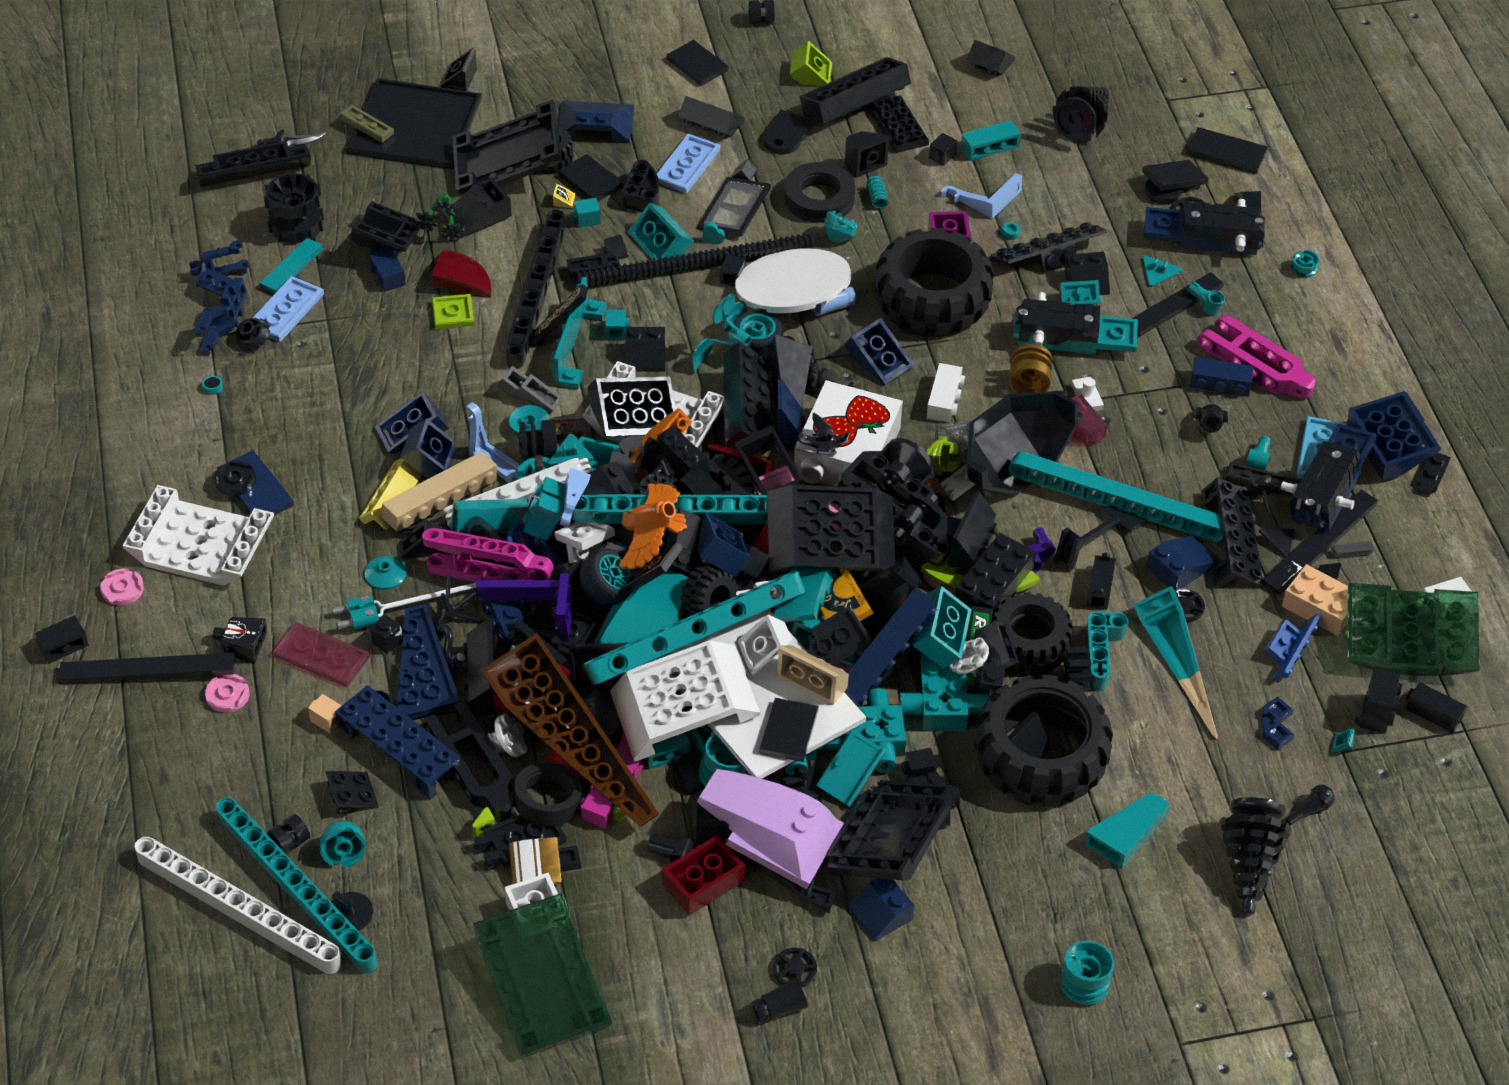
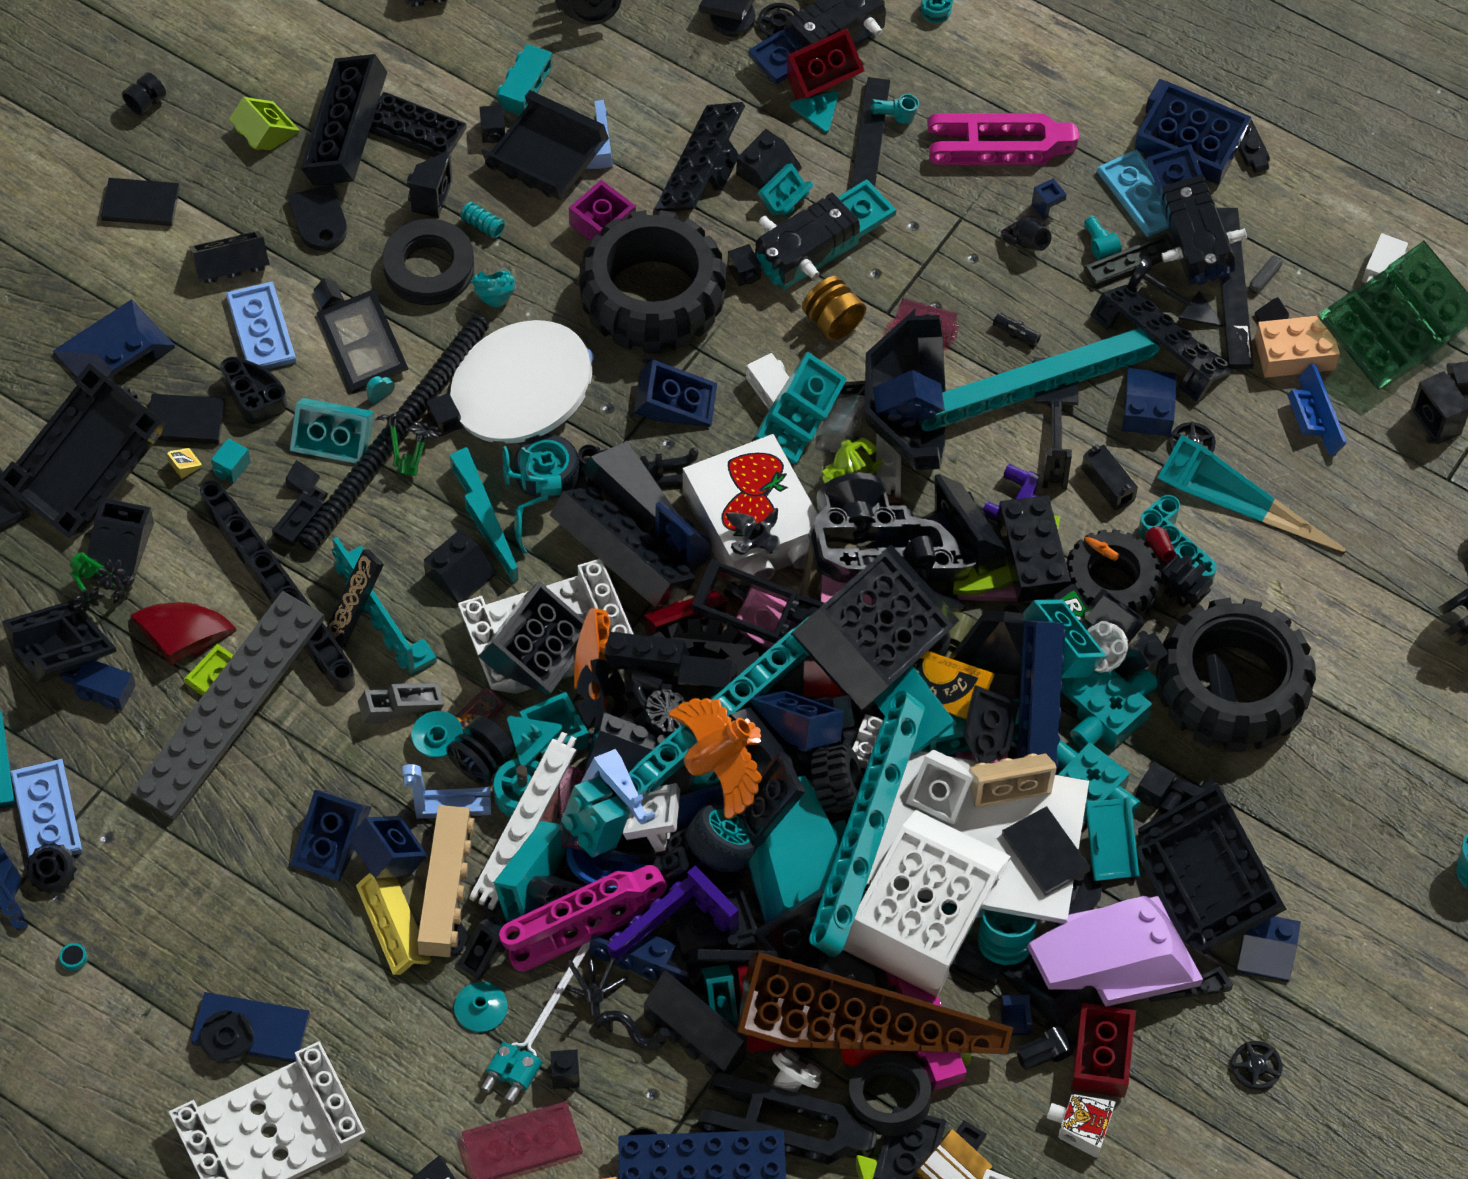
camera: 45 degrees left, 10 degrees up
(424, 673) = (643, 1078): dark blue wing -> none
(436, 323) = (227, 705): none -> dark grey plate
(616, 324) = (400, 562): teal brick -> none
(646, 905) = (1083, 1122): none -> torso
(679, 818) = (1016, 1013): none -> dark blue panel
(681, 279) = (409, 463): none -> plant
(694, 331) = (481, 510): none -> teal slope
(780, 1001) = (1286, 1106): black plant -> none
(942, 403) = (802, 406): none -> teal slope
(958, 179) = (547, 146): none -> black panel
(1005, 315) = (744, 265): none -> black brick
(1009, 439) = (908, 399): none -> dark blue brick
(1010, 231) = (645, 167): teal tile -> none
(1035, 603) = (1102, 548): none -> orange helmet
(1082, 631) = (1159, 541): none -> dark red cone
(1087, 388) = (894, 289): white tile -> none
(1128, 829) = (1375, 700): teal slope -> none
(1141, 465) = (1030, 337): none -> black pin
(1183, 242) = (823, 65): none -> dark red slope
(1221, 376) = (990, 183): dark blue brick -> none
(1249, 404) = (1046, 196): none -> dark blue panel
(1272, 716) = (1378, 504): dark blue tile -> none
(1343, 741) = (1443, 469): teal slope -> none

